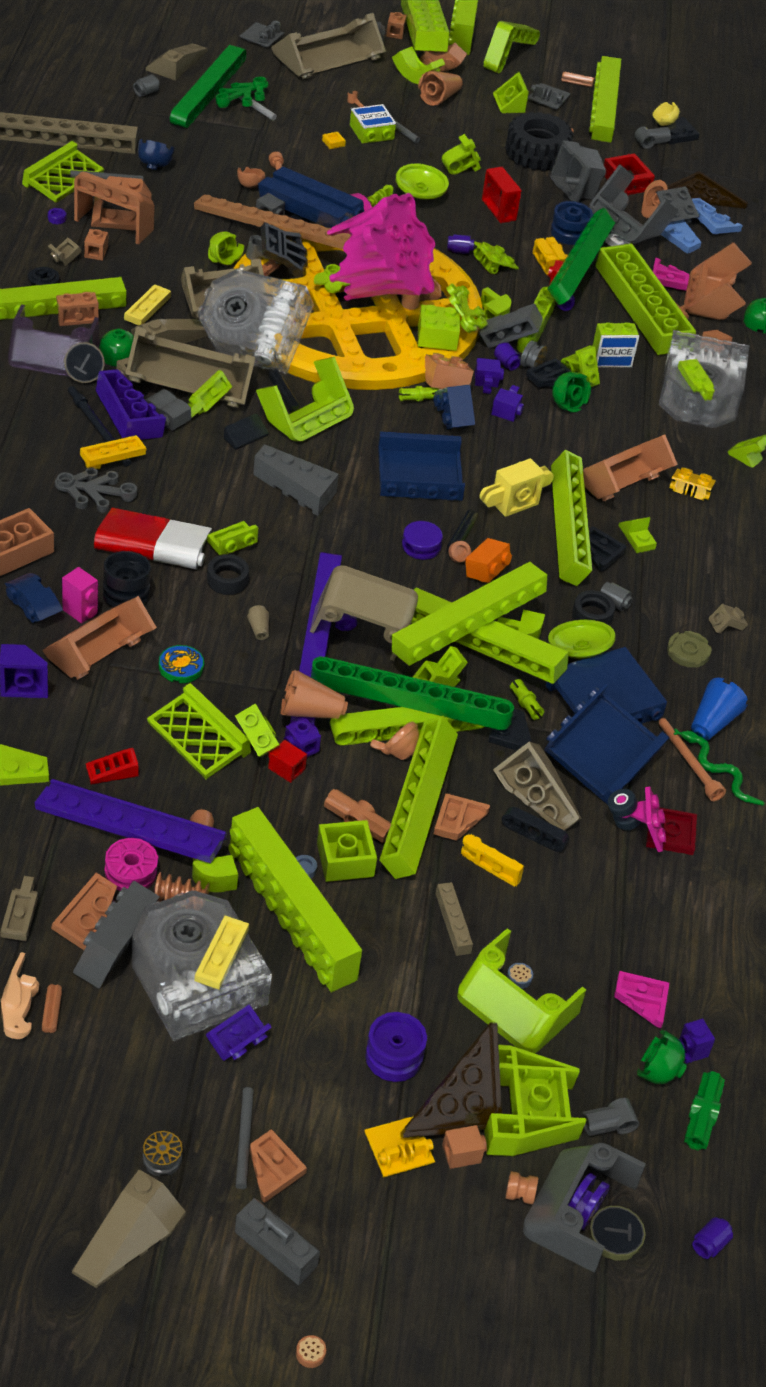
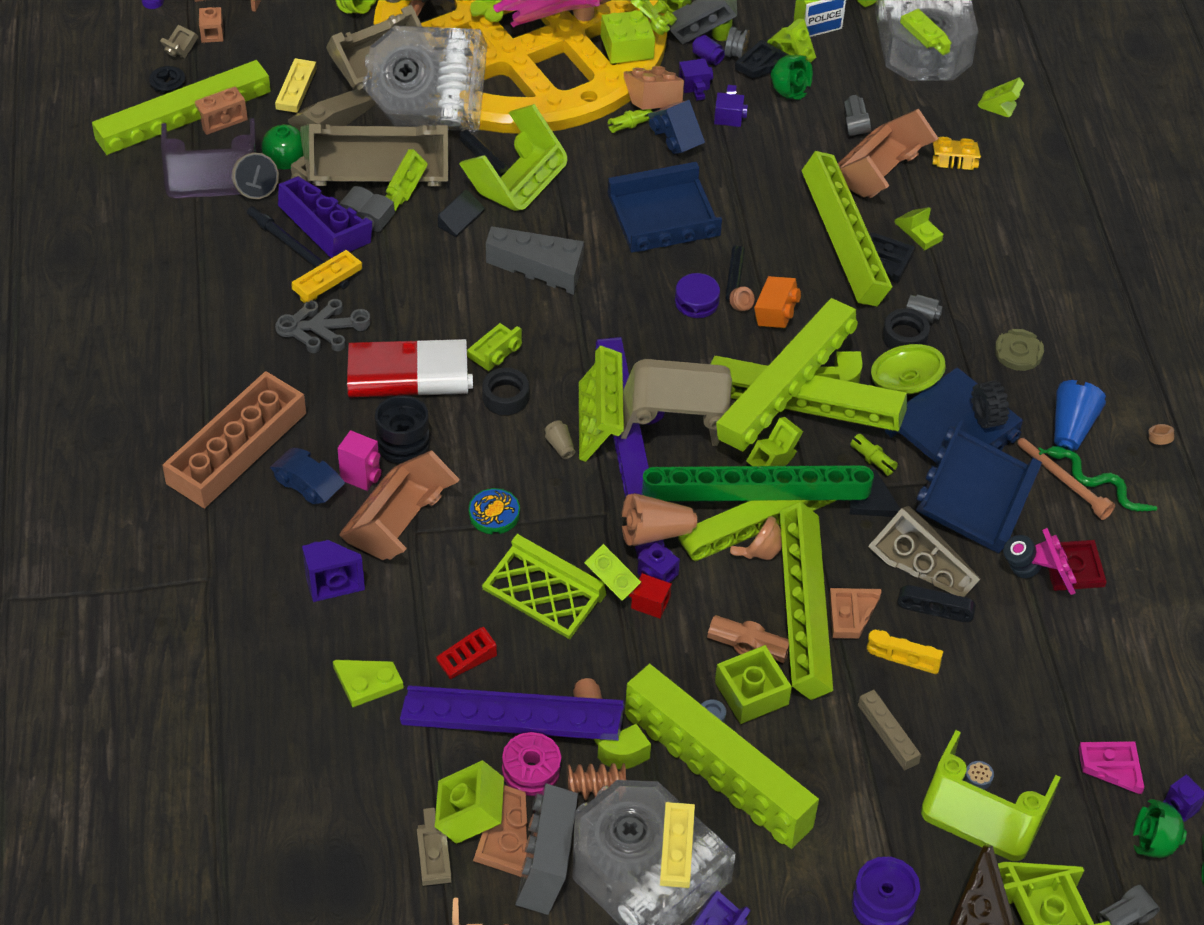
camera: 10 degrees left, 5 degrees up
(63, 878) = (469, 802): none -> lime brick
(303, 597) = (600, 402): none -> lime fence
(517, 487) = (777, 207): light yellow brick -> none
(616, 436) = (857, 118): none -> dark grey piece
(639, 679) = (990, 404): none -> black tyre
(727, 616) = (1046, 302): dark tan bracket -> none

